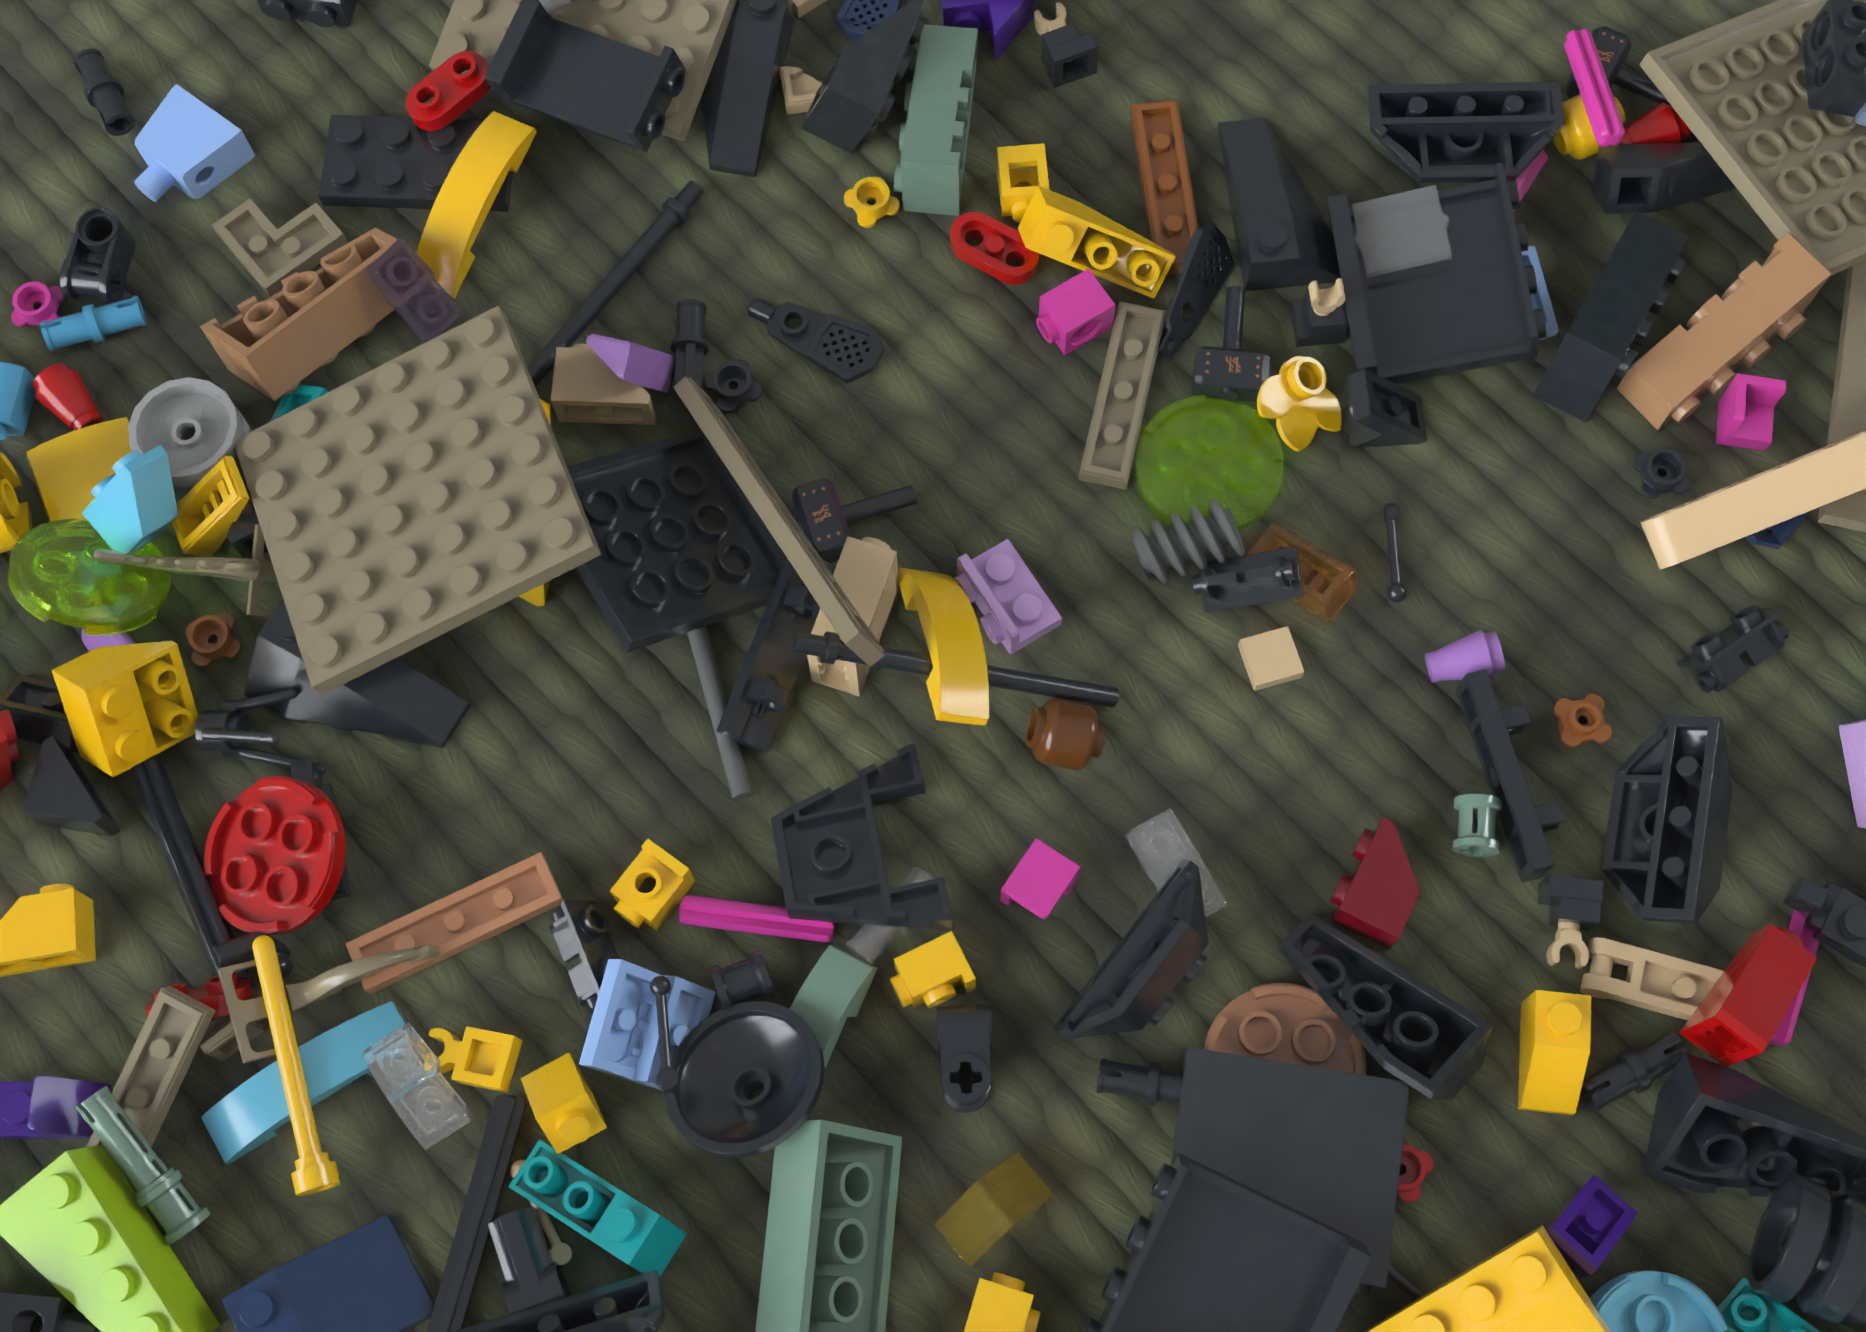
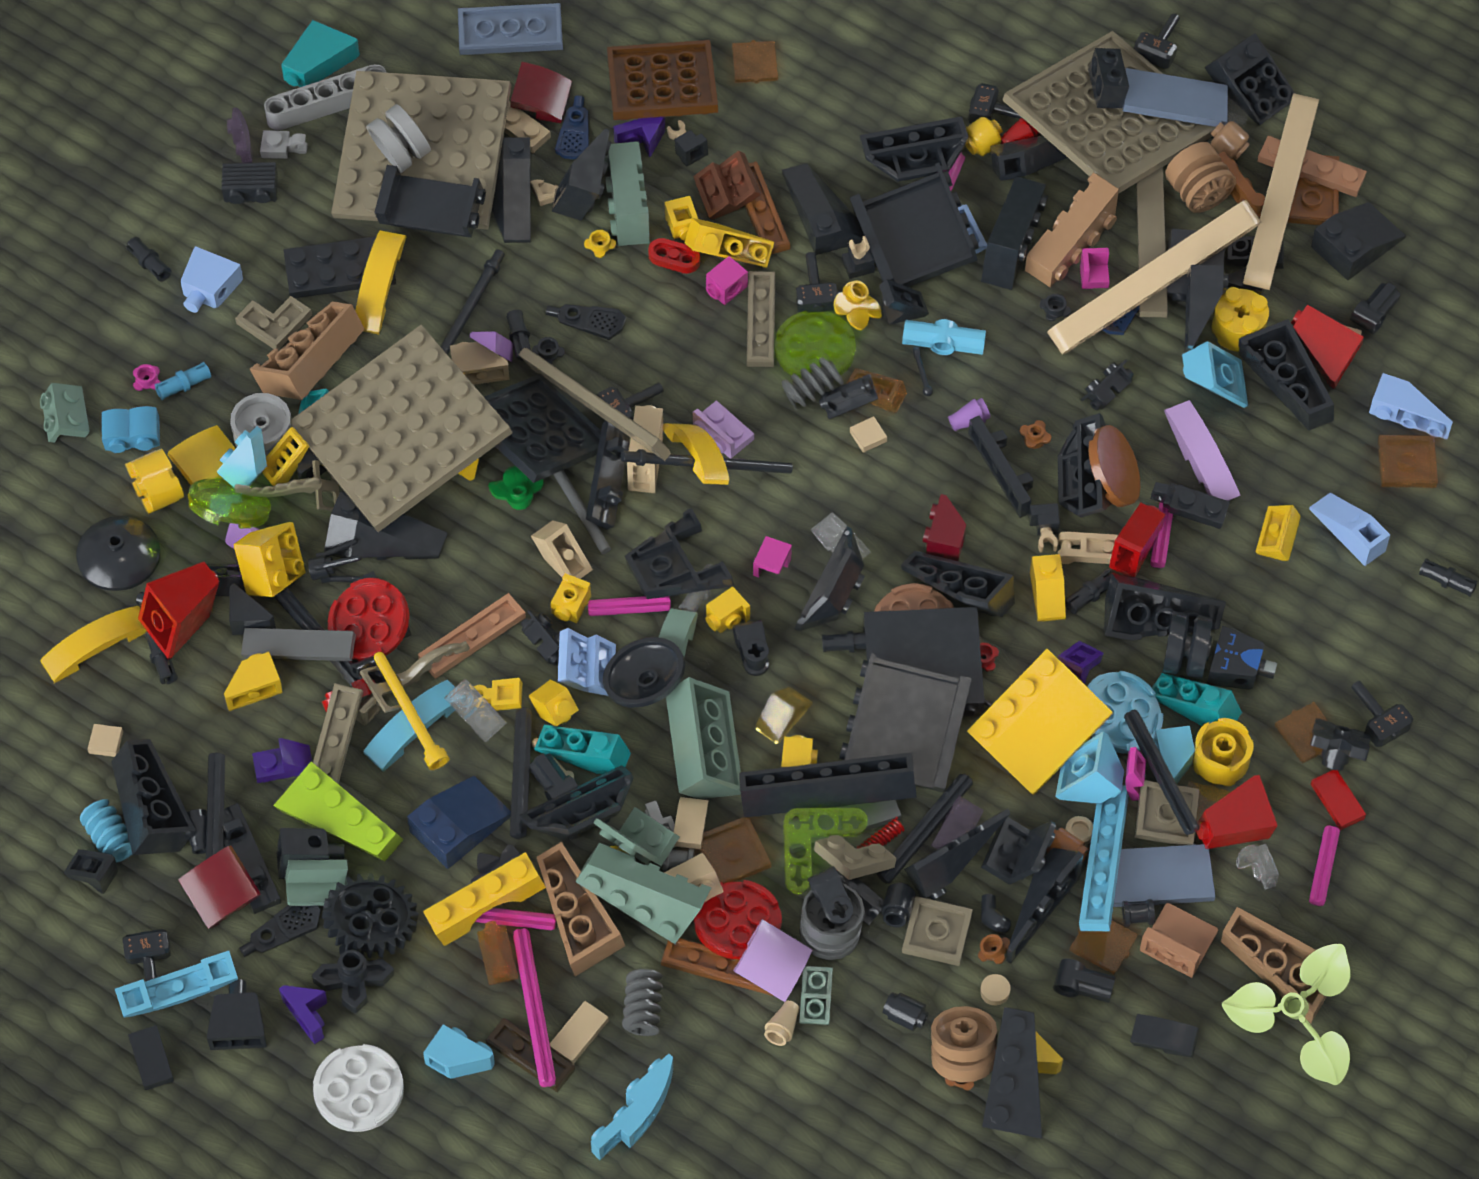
camera: 15 degrees left, 10 degrees down
(66, 396) = (180, 420): red cone -> none
(95, 265) = (175, 350): black piece -> none
(139, 878) = (299, 644): none -> dark grey tile
(156, 1184) = (355, 779): sand green pin -> none
(203, 629) = (301, 519): dark orange plate -> none
(413, 291) = (361, 332): clear purple slope -> none
(451, 91) = (352, 222): red plate -> none
(596, 641) = (515, 488): none -> green plate
(659, 787) = (561, 550): none -> tan slope
(667, 1077) = (604, 680): black hinge -> none
(742, 980) = (629, 633): black bush -> none
(1065, 734) = (769, 488): reddish brown head -> none
(1116, 135) = (727, 185): none -> copper slope
(1201, 276) = (791, 249): black piece -> none
(1401, 231) = (893, 208): clear piece -> none
(1448, 494) = (944, 337): none -> medium azure piece
(1470, 809) = (990, 492): sand green bush -> none
(1594, 88) = (980, 116): dark pink axle -> none
(1729, 830) = (1115, 466): none -> dark orange tile

